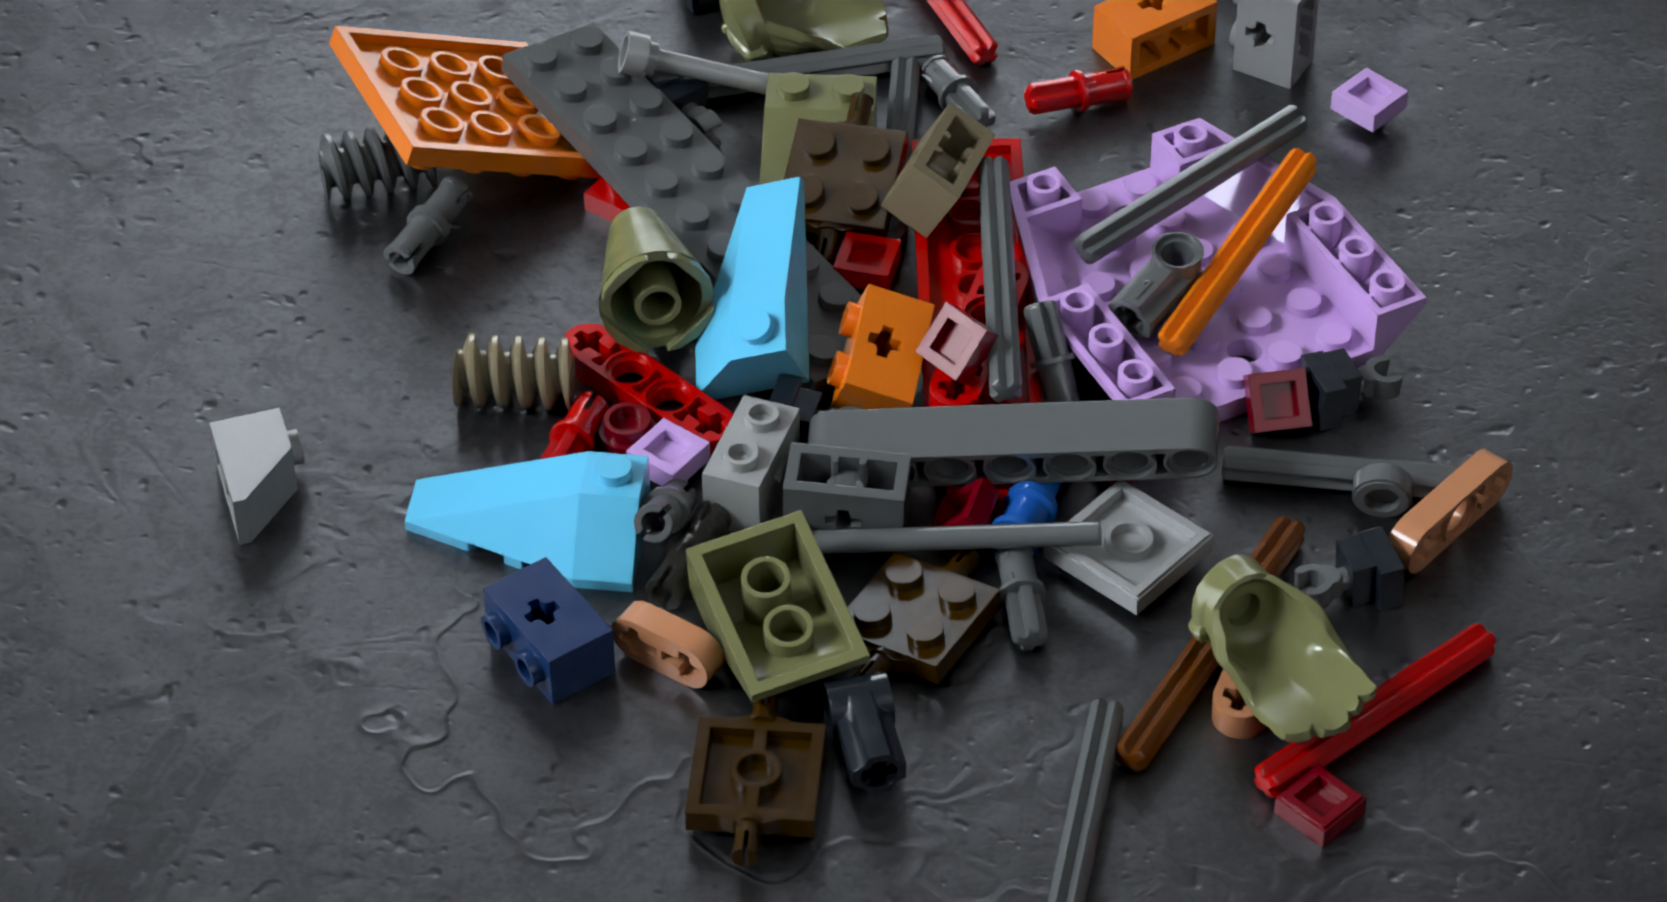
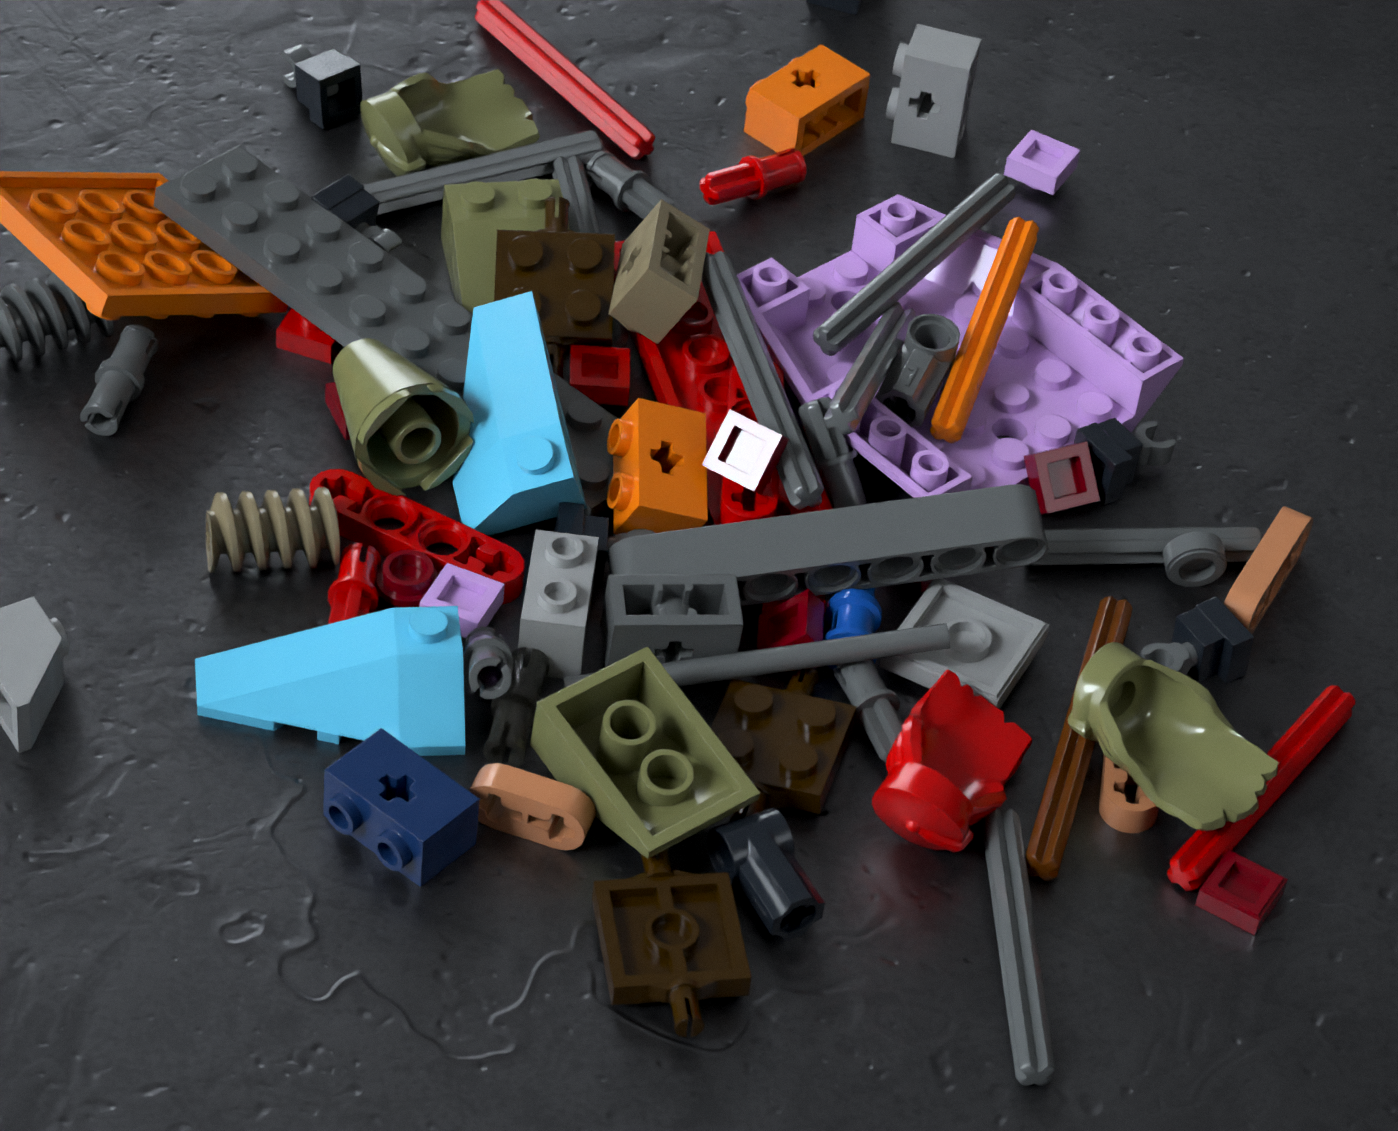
camera: 20 degrees left, 0 degrees up
(642, 56) = (309, 177): light grey piece -> none
(1068, 652) = (948, 766): none -> red hair
(1097, 282) = (869, 370): none -> dark grey axle

